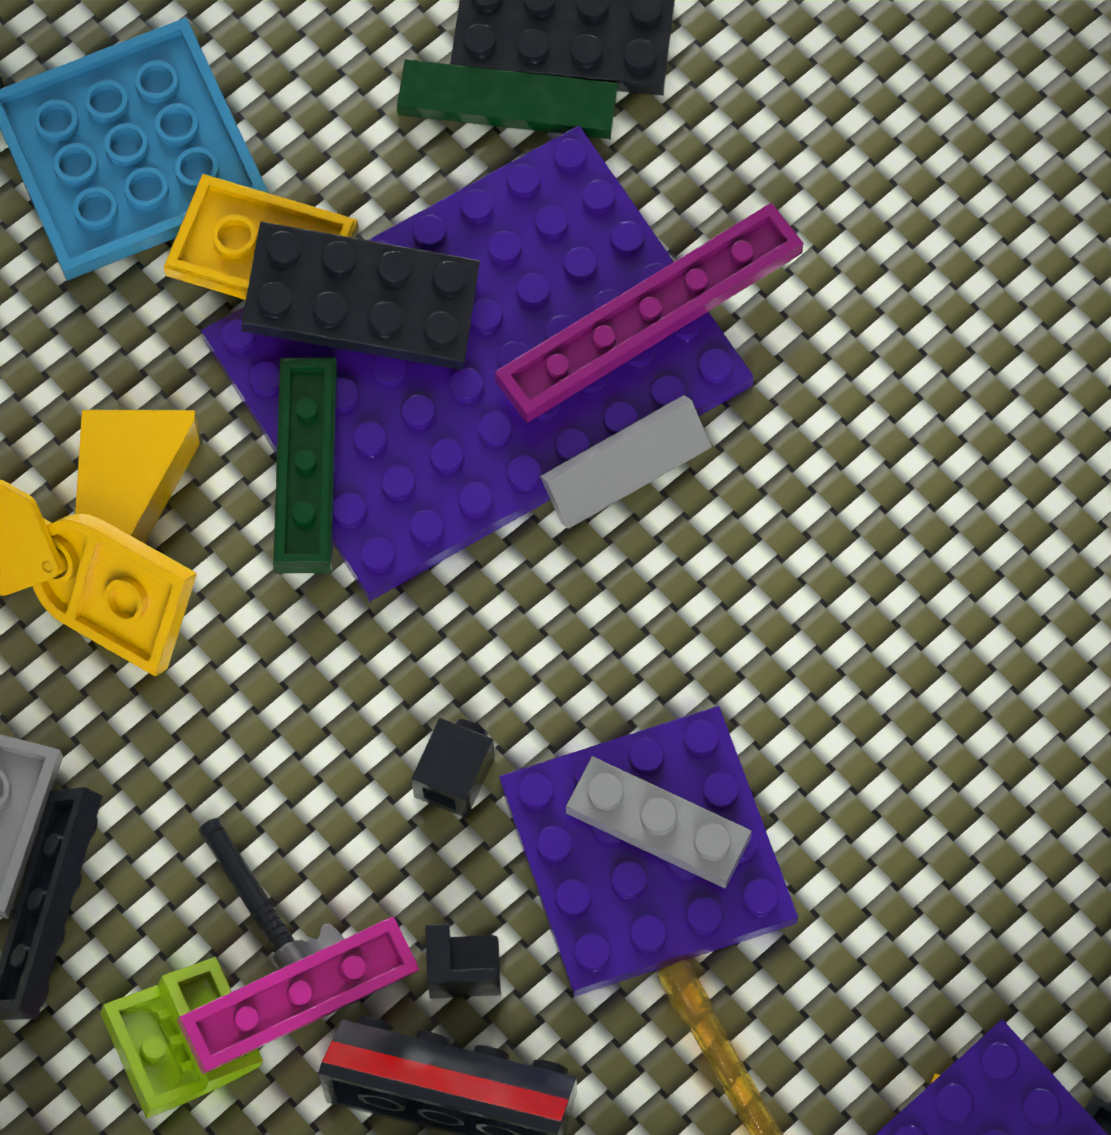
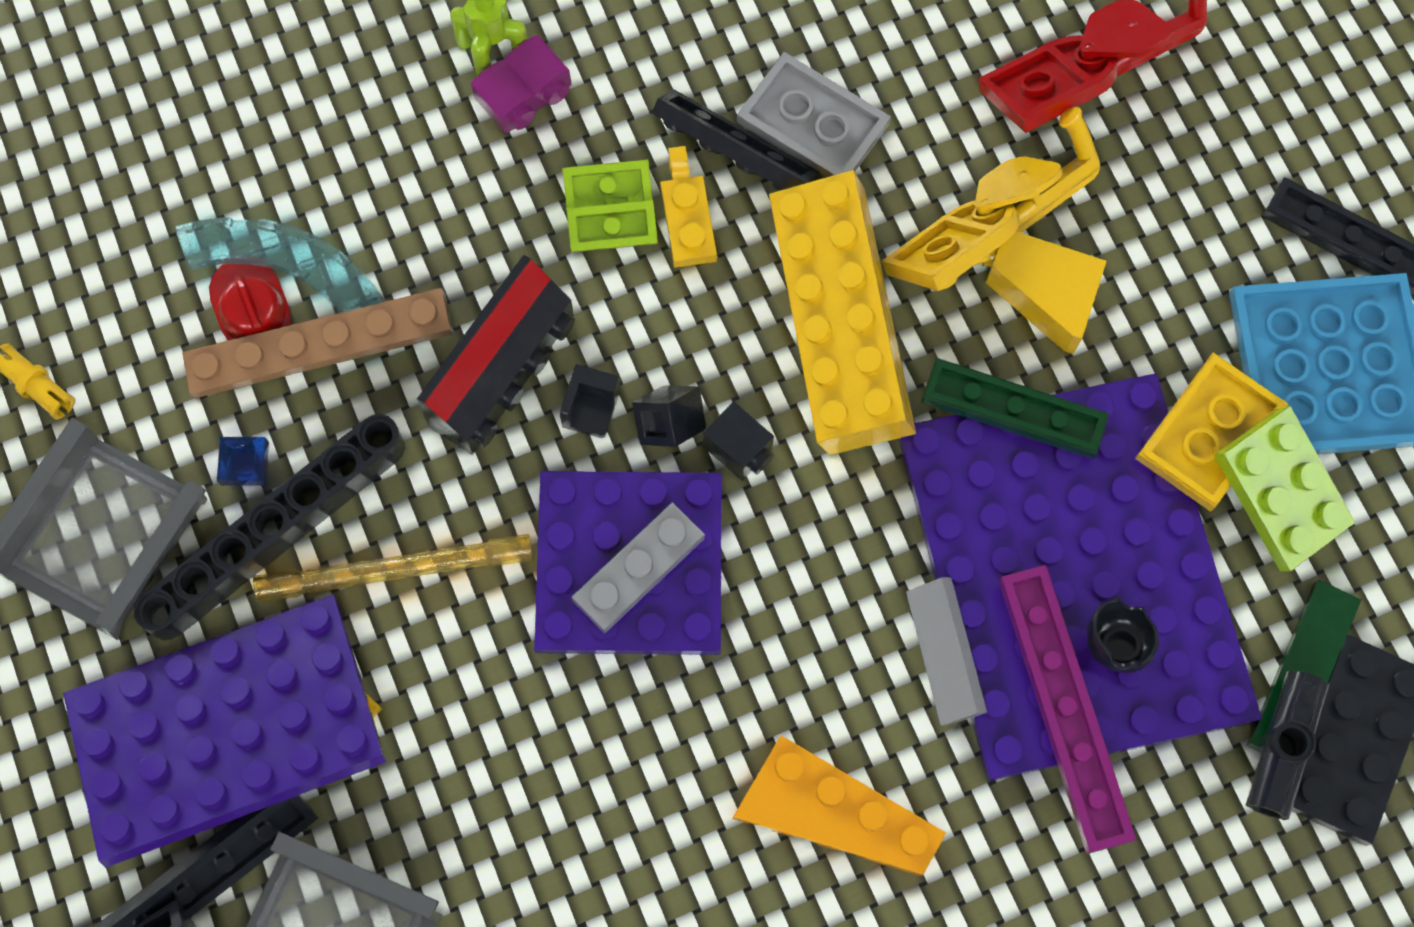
camera: 105 degrees right, 5 degrees up
(159, 936) = (687, 213): none -> yellow plate
(248, 691) = (841, 314): none -> yellow brick
(258, 904) = (639, 292): black piece -> none
(297, 995) = (604, 282): dark pink plate -> none
(306, 157) = (1285, 488): none -> lime plate
(360, 295) = (1144, 487): black plate -> none
(447, 860) = (669, 415): none -> black panel
(550, 272) = (1122, 637): none -> black hair
(636, 90) = (1277, 772): none -> black piece
(850, 541) = (825, 806): none -> light orange wing

